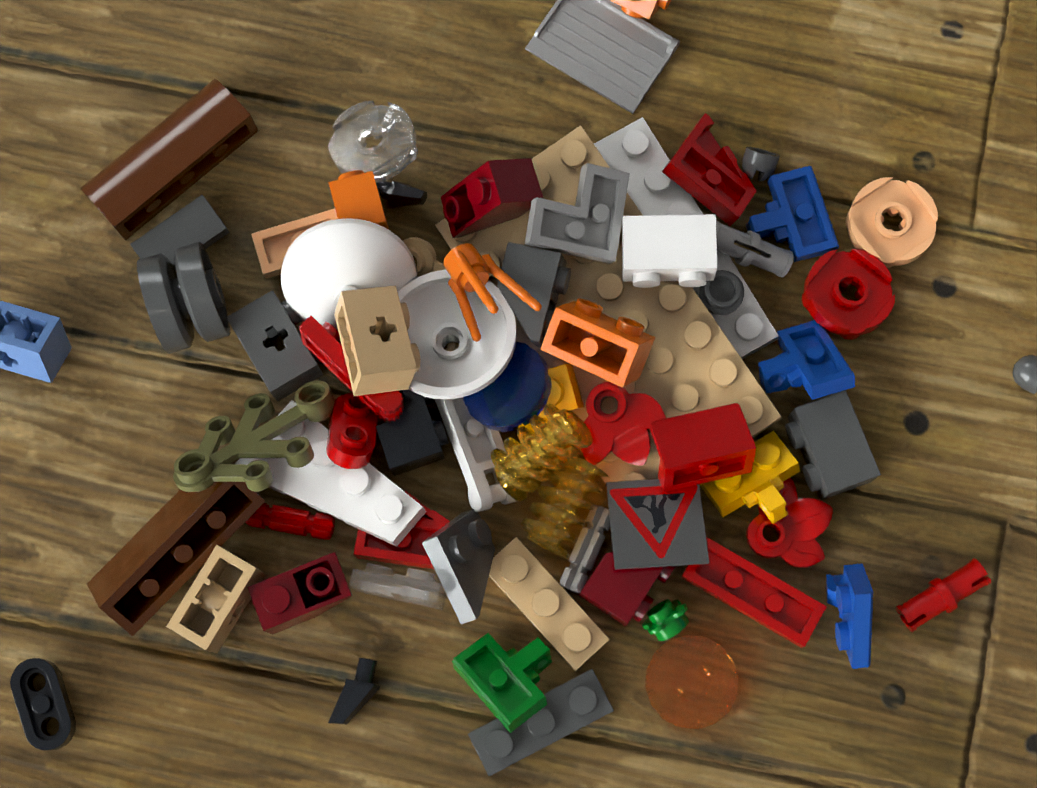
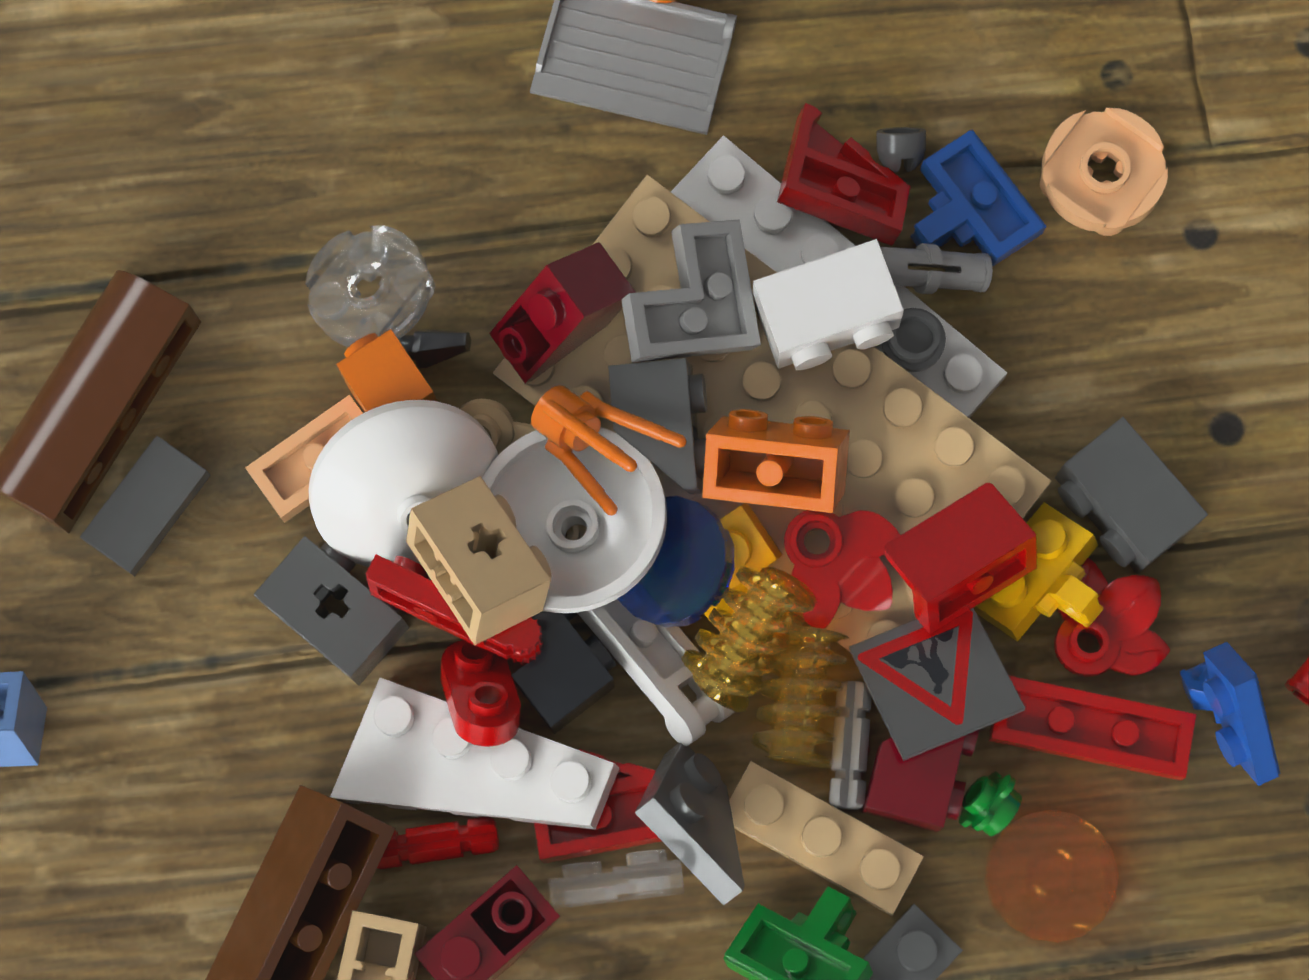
camera: 20 degrees left, 0 degrees up
(183, 297) = (179, 591): dark grey wheel -> none
(203, 466) = (297, 809): olive plant -> none
(806, 360) = (1057, 393): blue hinge -> none
(846, 316) = (1071, 316): red plate -> none

